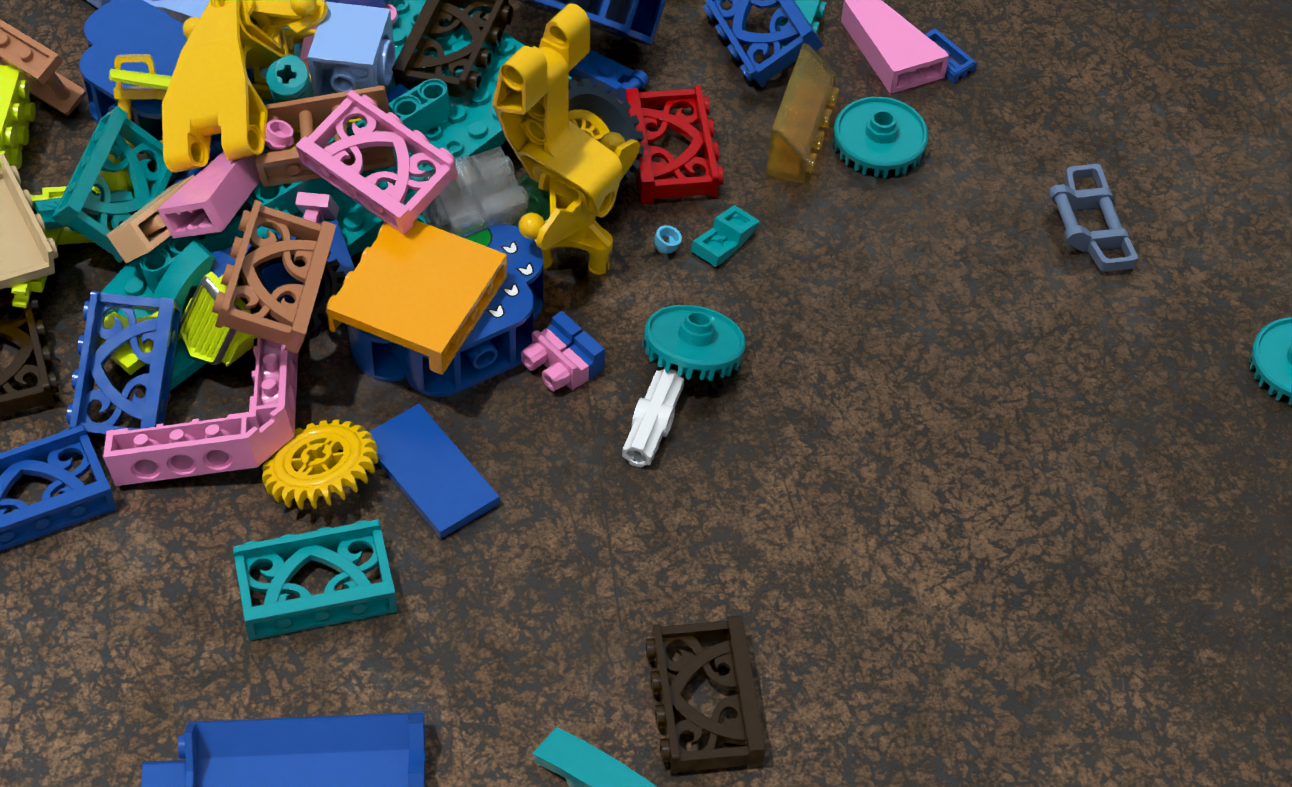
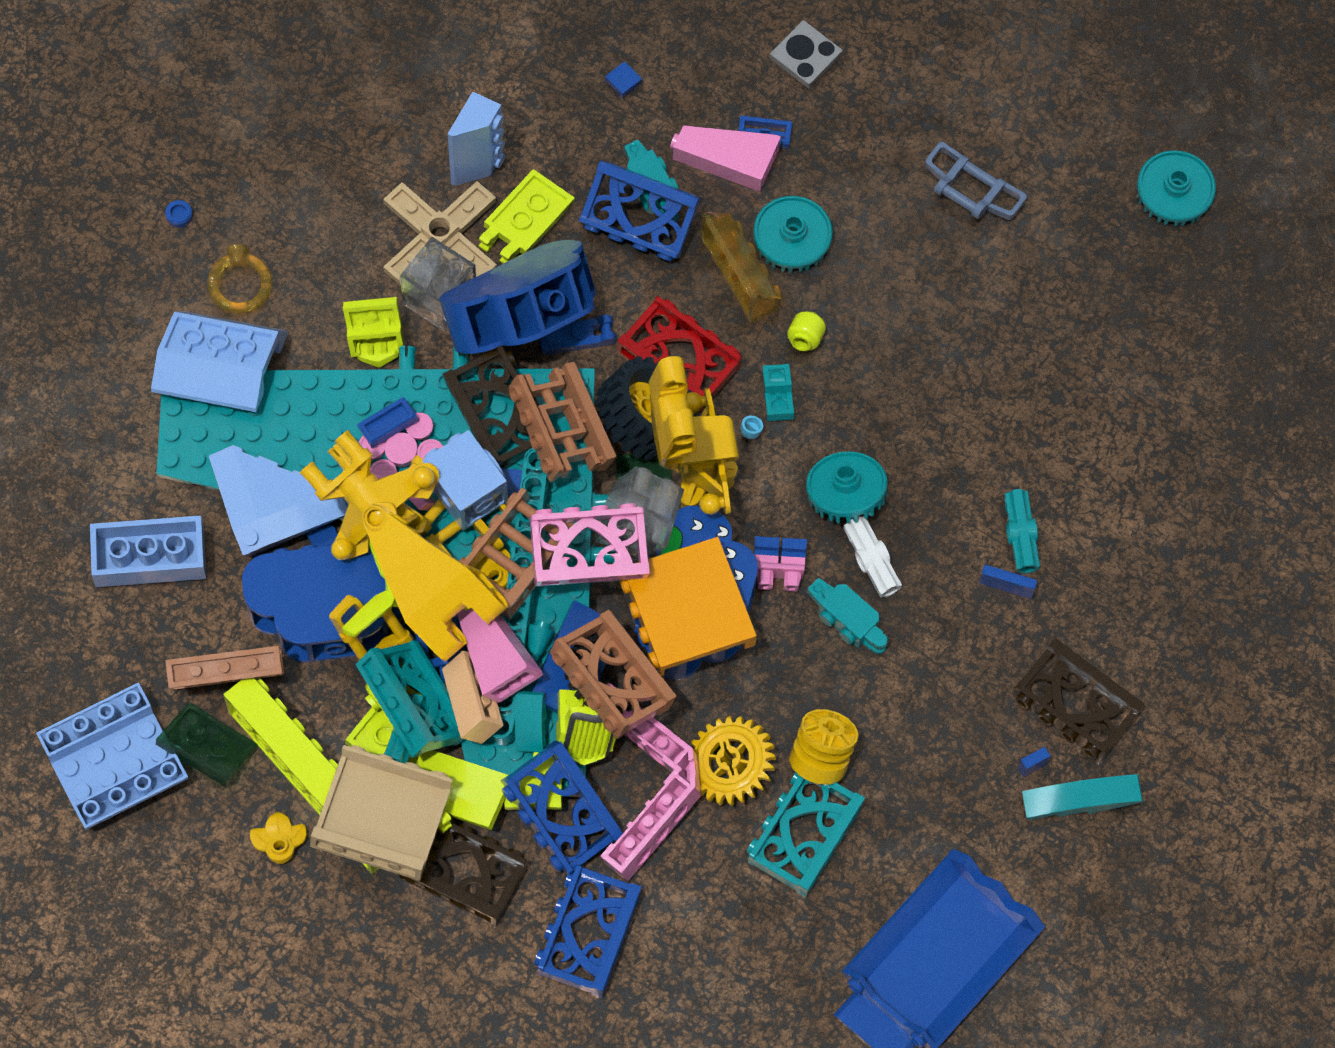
camera: 45 degrees left, 15 degrees up
(71, 286) = (474, 790): none -> neon yellow tile
(278, 135) = (500, 579): bright pink plate -> none
(289, 79) = (454, 535): teal piece -> none
(316, 206) = (552, 603): bright pink tile -> none
(407, 514) = (823, 746): none -> yellow wheel
(432, 471) = (779, 701): blue tile -> none
(473, 90) = (579, 414): none -> nougat fence
(575, 445) = (849, 615): none -> teal hinge
(597, 710) = (1034, 762): none -> blue tile
(757, 538) = (1008, 581): none -> blue tile
(804, 207) = (806, 331): none -> neon yellow head
(820, 510) = (1021, 531): none -> teal piece
(1047, 29) = (806, 54): none -> light grey tile

